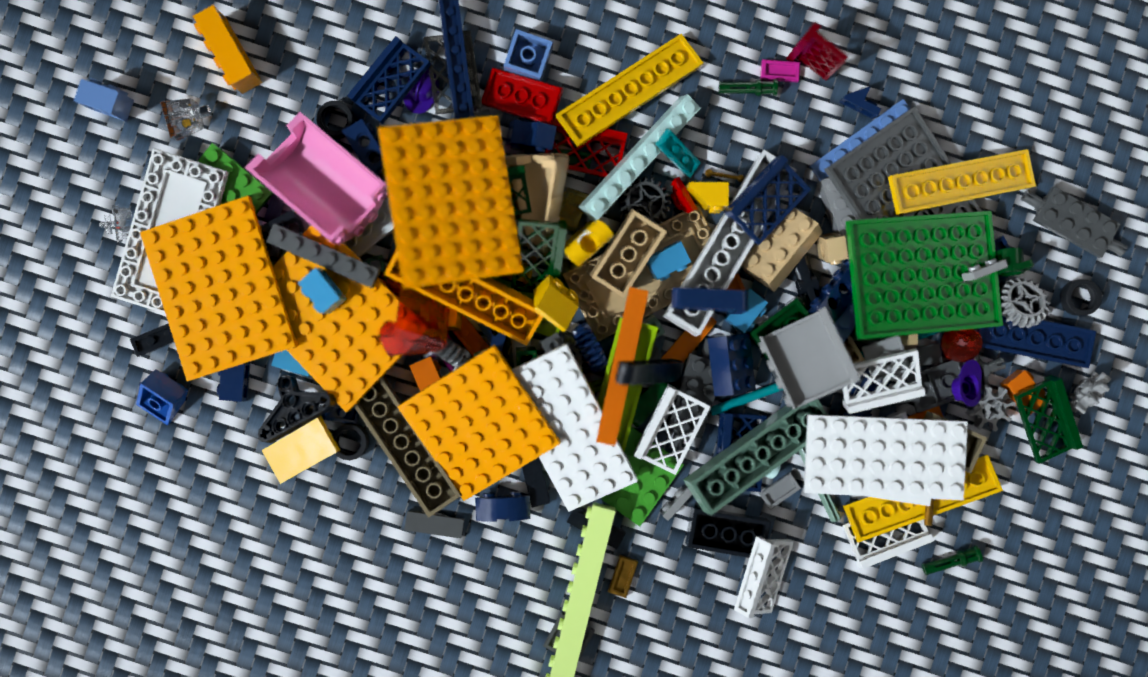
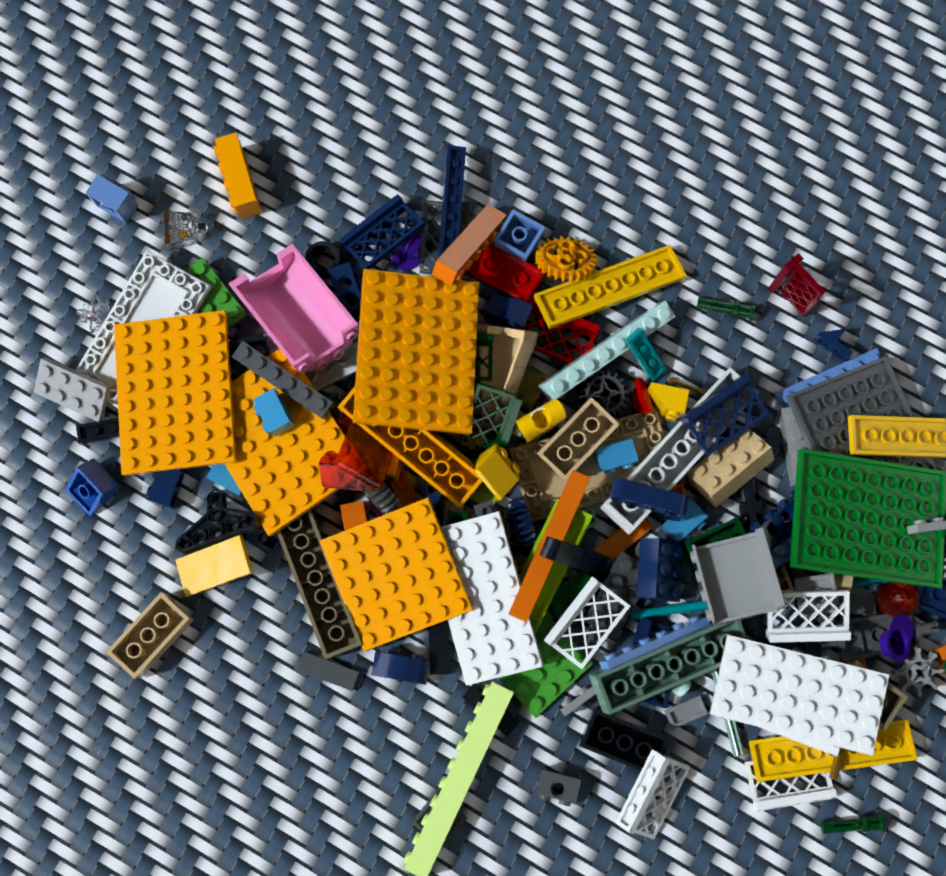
camera: 10 degrees right, 10 degrees down
(115, 305) = (71, 389): none -> light grey plate
(255, 529) = (150, 636): none -> tan brick
(364, 441) = (278, 569): black tyre -> none
(480, 77) = (469, 245): none -> orange brick
(578, 75) = (563, 263): none -> light orange gear
(622, 576) = (507, 766): pearl gold tile -> none
(664, 579) = (569, 793): none -> dark grey brick
(738, 436) = (646, 644): none -> medium blue plate
(781, 70) = (761, 298): dark pink tile -> none
(832, 248) = (781, 476): tan brick -> none

